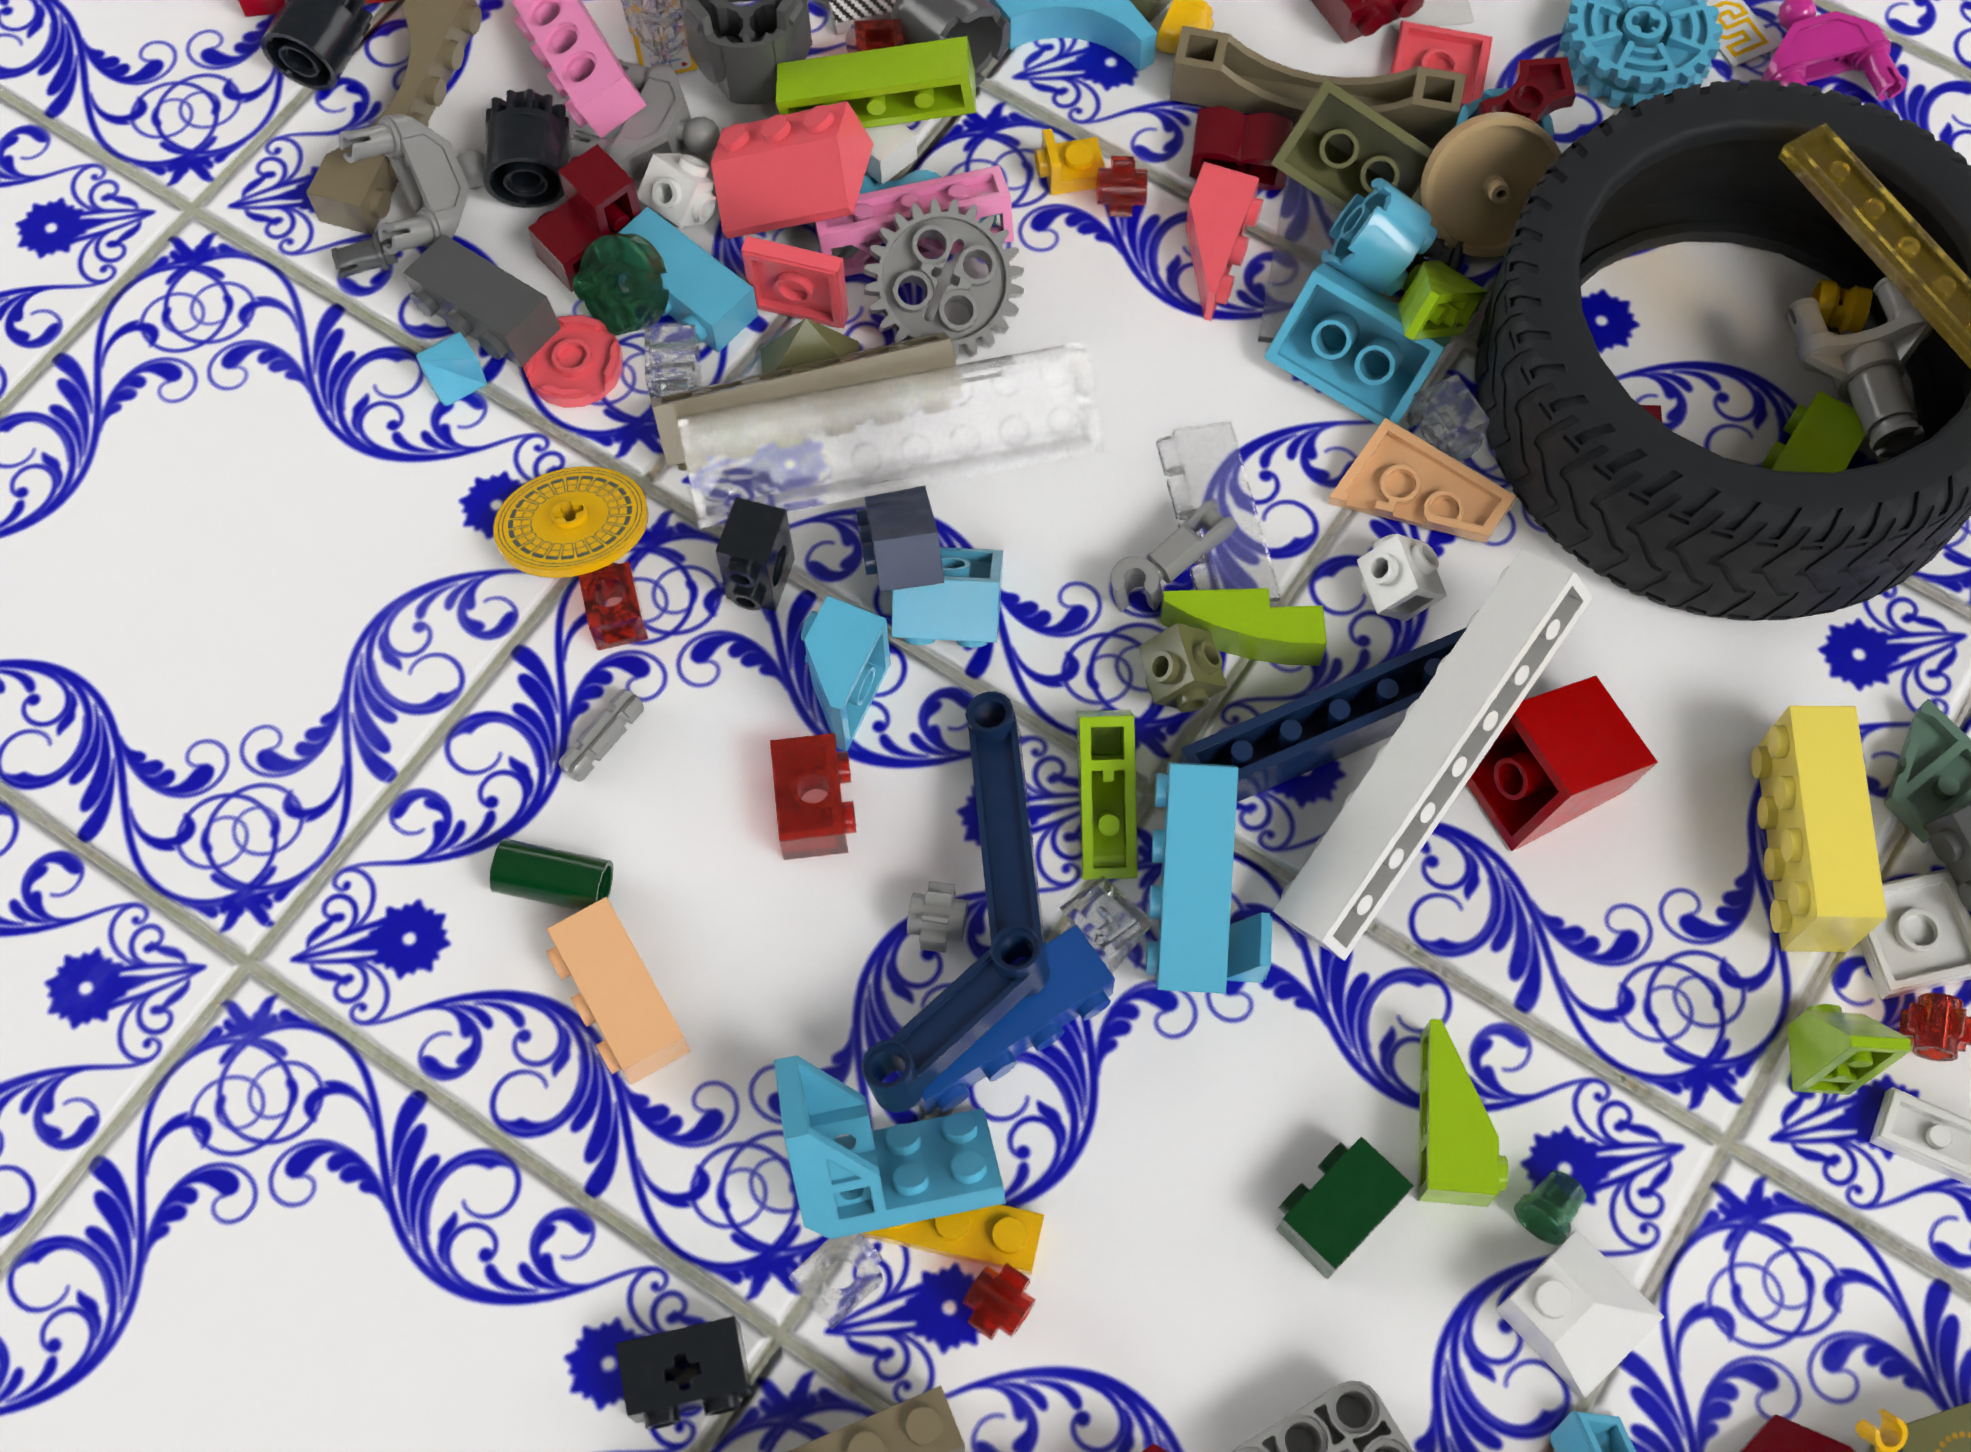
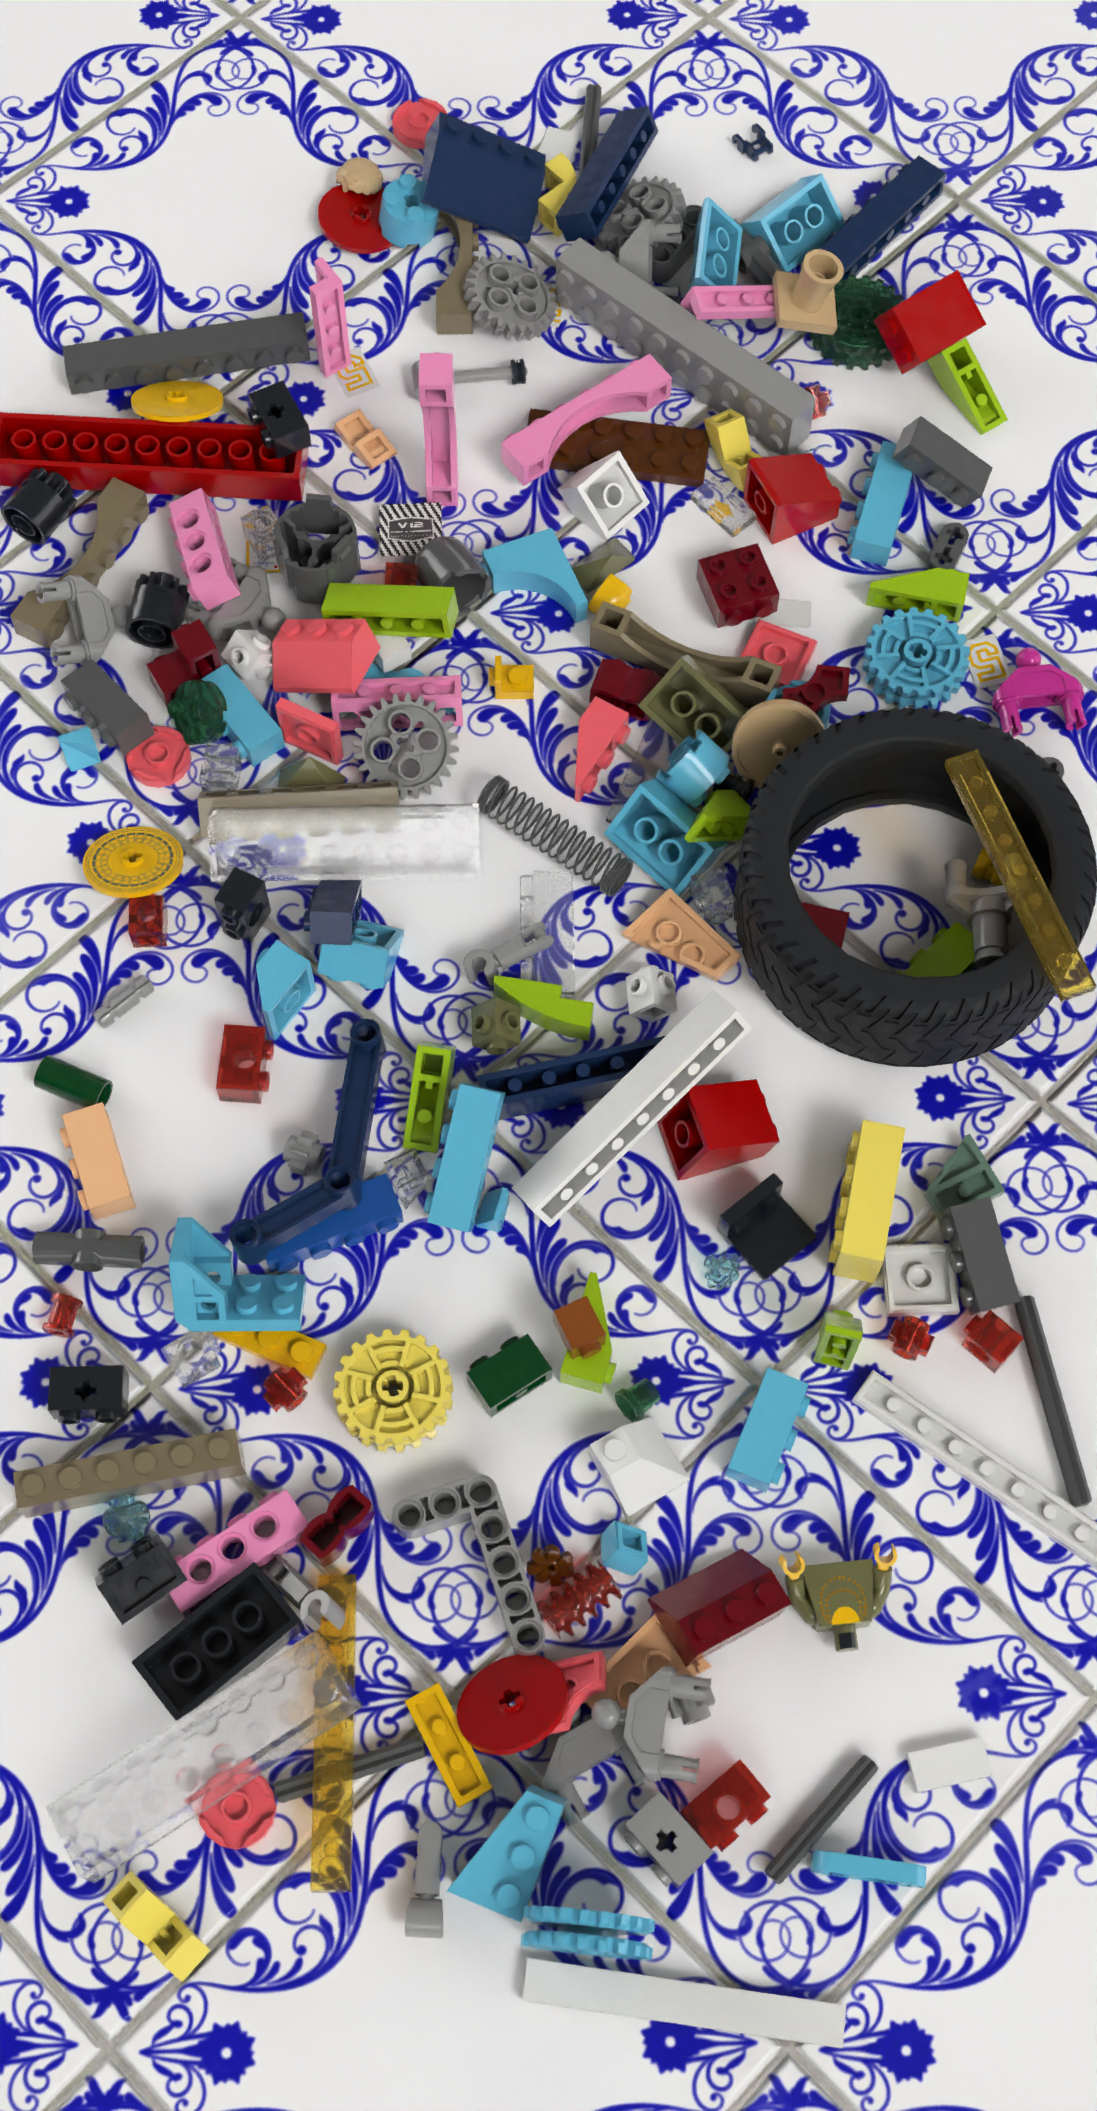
camera: 10 degrees right, 0 degrees up
(362, 257) = (37, 664): dark grey pin -> none
(614, 1250) = (62, 1315): none -> clear red bush
(633, 1135) = (88, 1250): none -> dark grey piece
(1091, 322) = (612, 881): none -> dark grey piece
(1121, 186) = (539, 702): clear red gear -> none
(1147, 1308) = (422, 1390): none -> light yellow piece
(1447, 1114) = (579, 1328): none -> dark orange brick
(1623, 977) = (721, 1270): none -> clear light blue plant
(1671, 902) = (765, 1228): none -> black bracket
(1766, 1216) = (769, 1431): none -> medium azure brick

